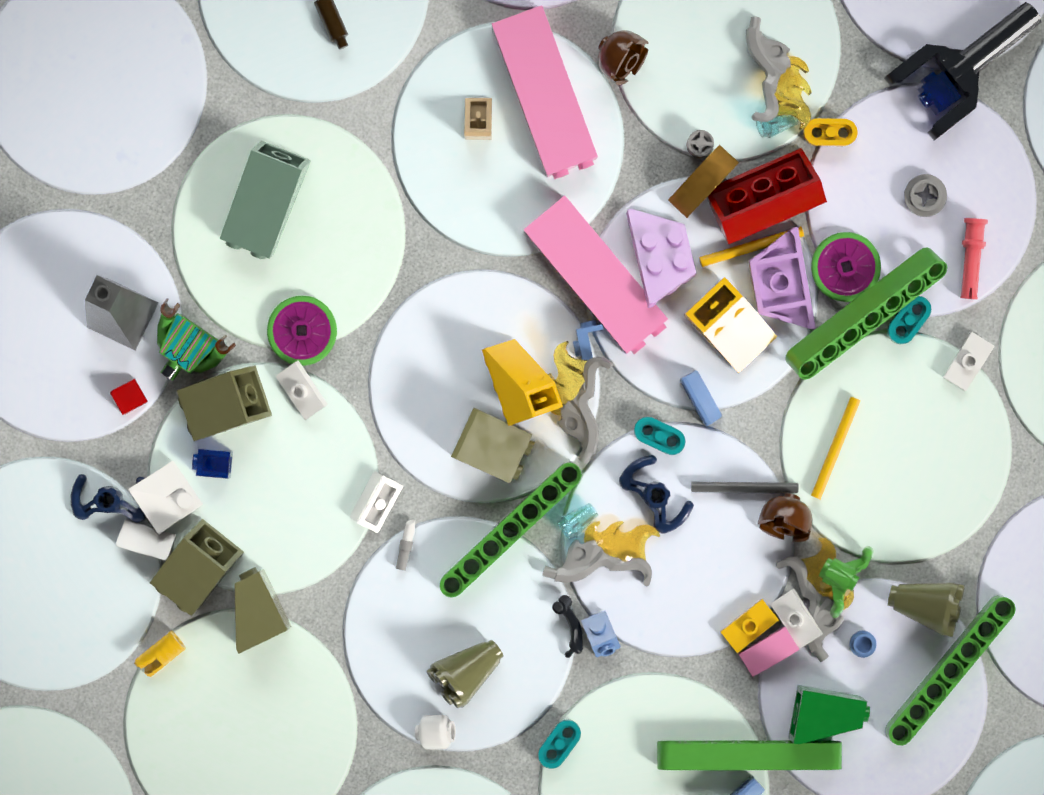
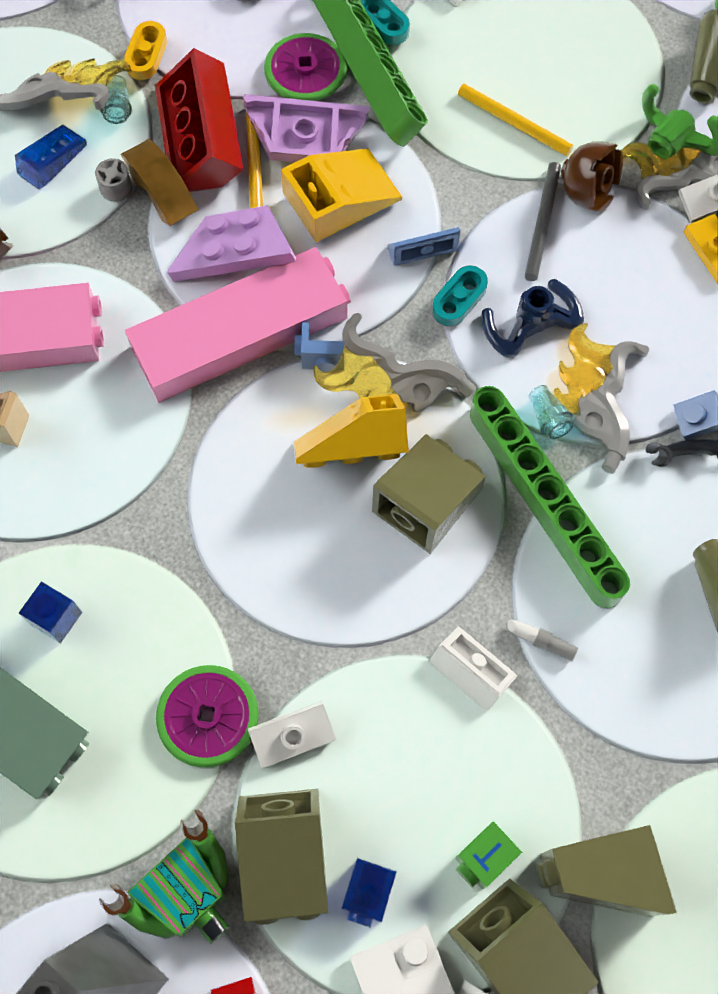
camera: 80 degrees left, 20 degrees down
(252, 533) = (486, 856): none -> bright green brick
(344, 206) = (50, 612): none -> clear blue brick
(694, 73) = (40, 172): none -> clear blue slope

